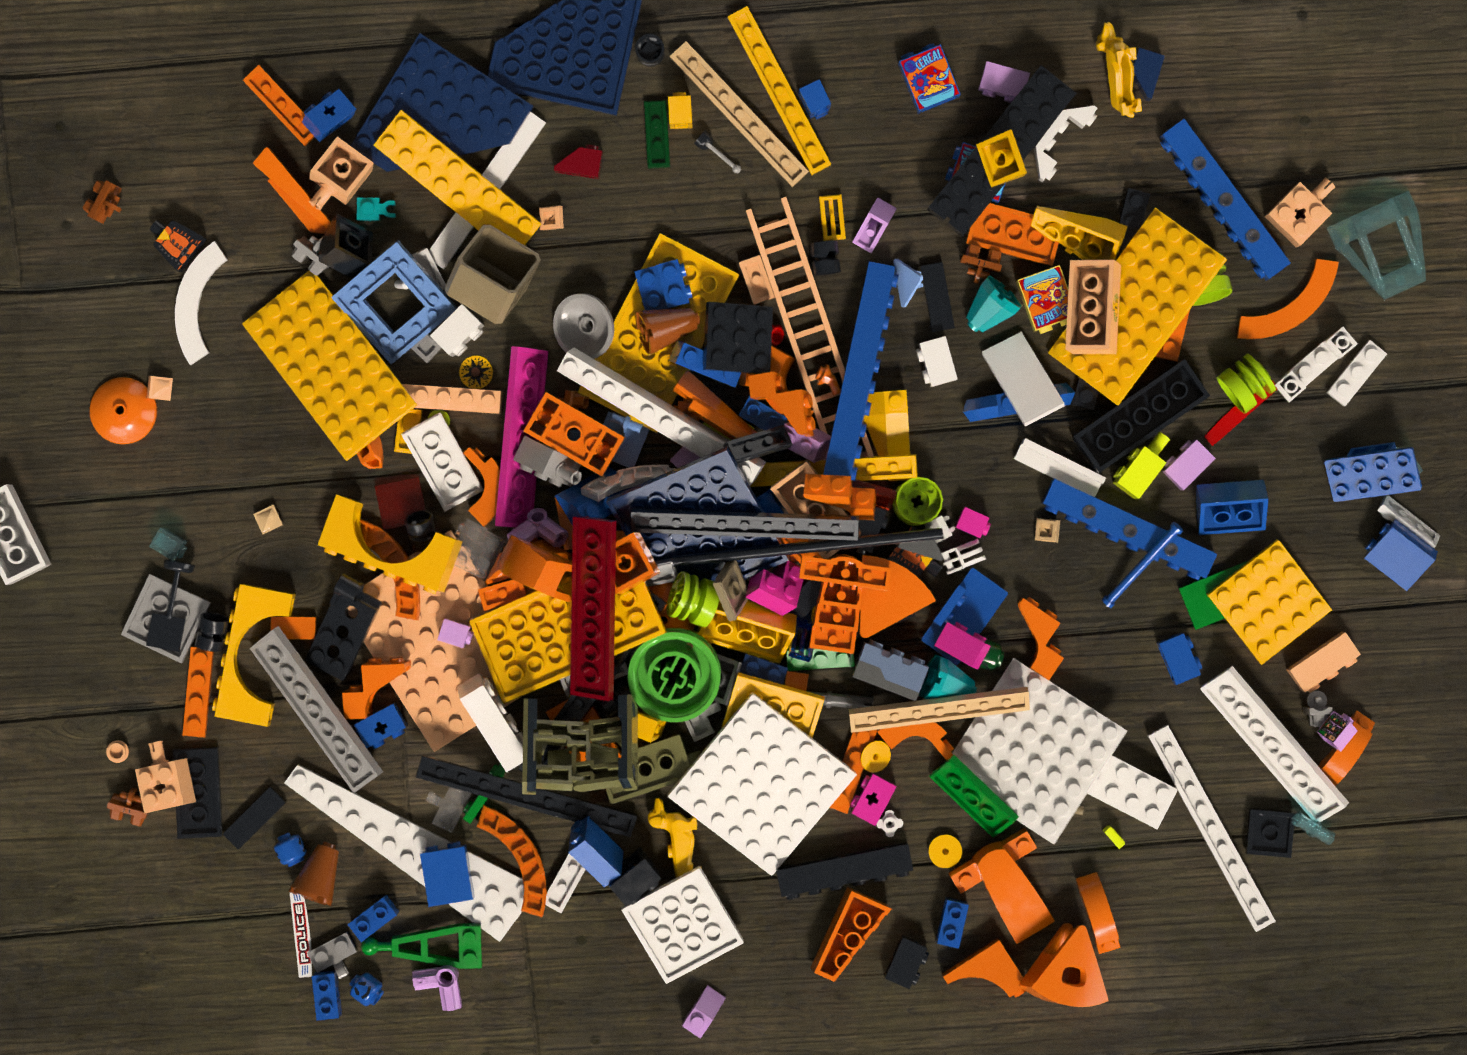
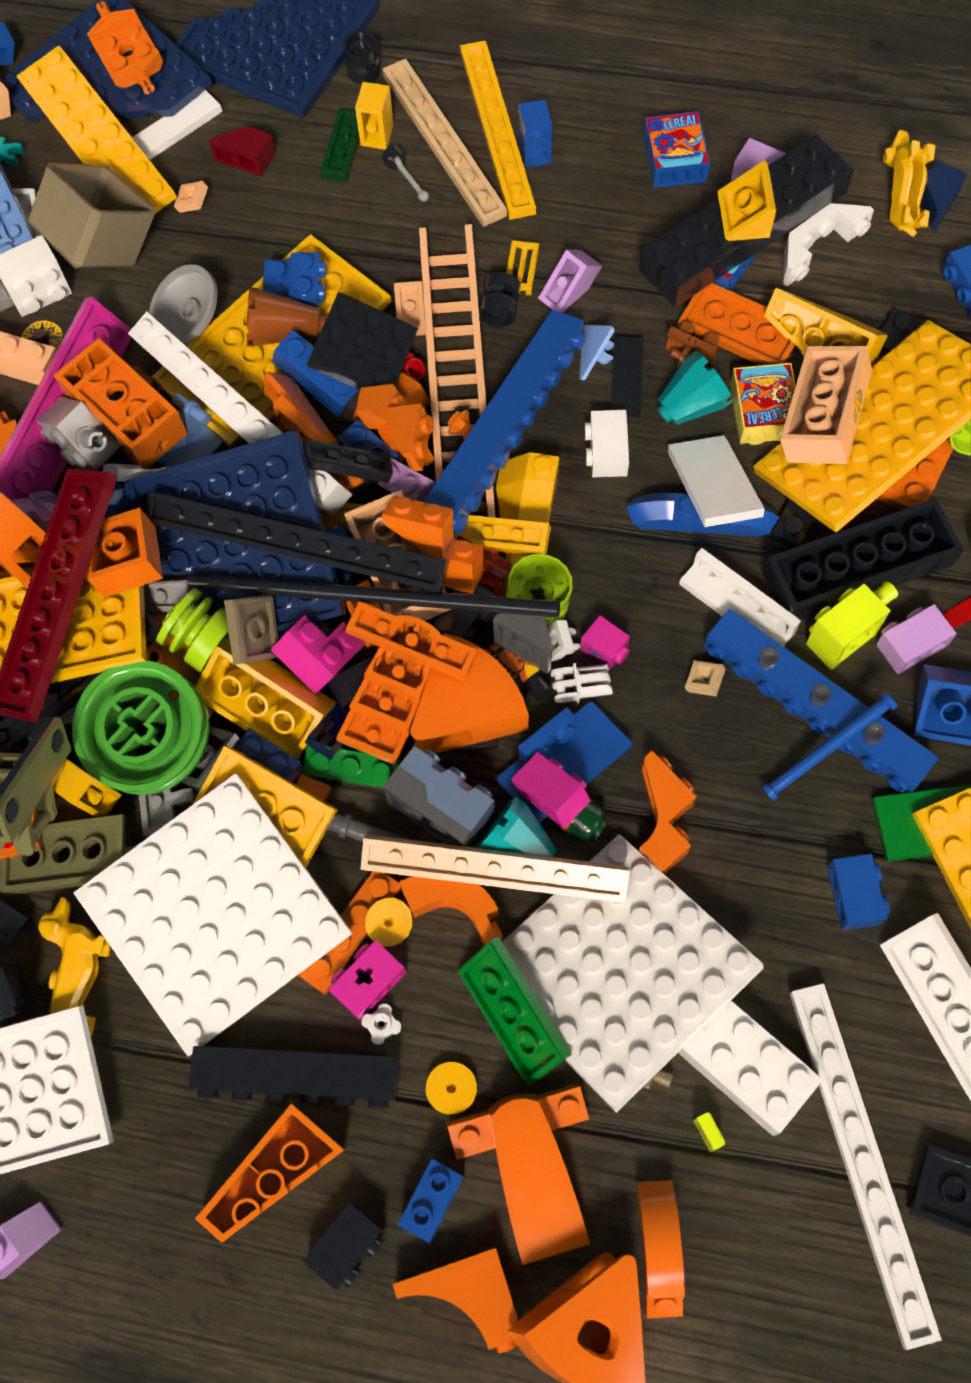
camera: 20 degrees right, 20 degrees down
(441, 95) = (123, 32): none -> orange plate

